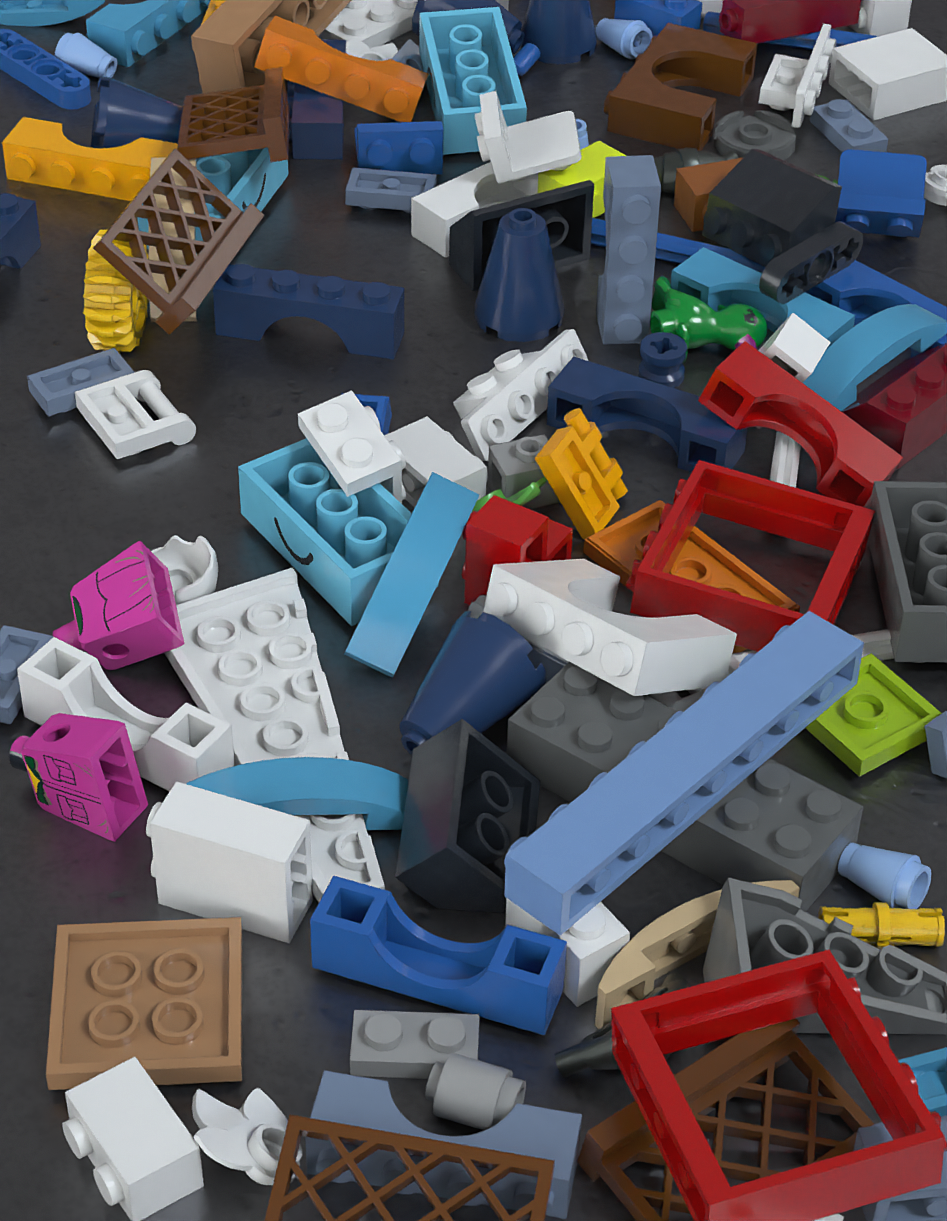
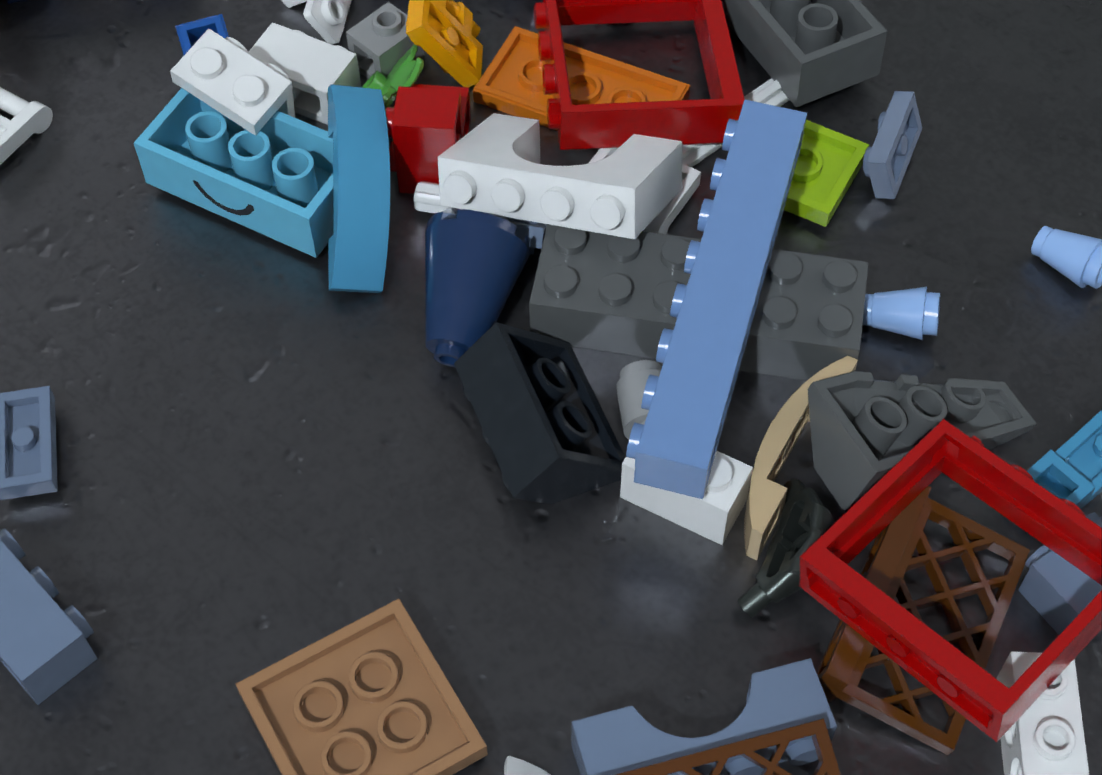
camera: 25 degrees left, 15 degrees up
(83, 772) = (165, 517): dark pink torso -> none
(124, 610) = (106, 335): dark pink torso -> none
(164, 748) = (115, 444): white arch -> none
(190, 567) = (131, 271): white hair -> none
(231, 860) = (362, 550): white brick -> none
(260, 671) = (275, 358): white wing -> none
(316, 788) = (374, 451): dark azure slope -> none
(370, 939) = (658, 555): blue arch -> none
(409, 1042) = (614, 648): light grey plate -> none
(473, 1091) = (701, 674): light grey brick -> none
(891, 926) = (930, 357): yellow pin -> none

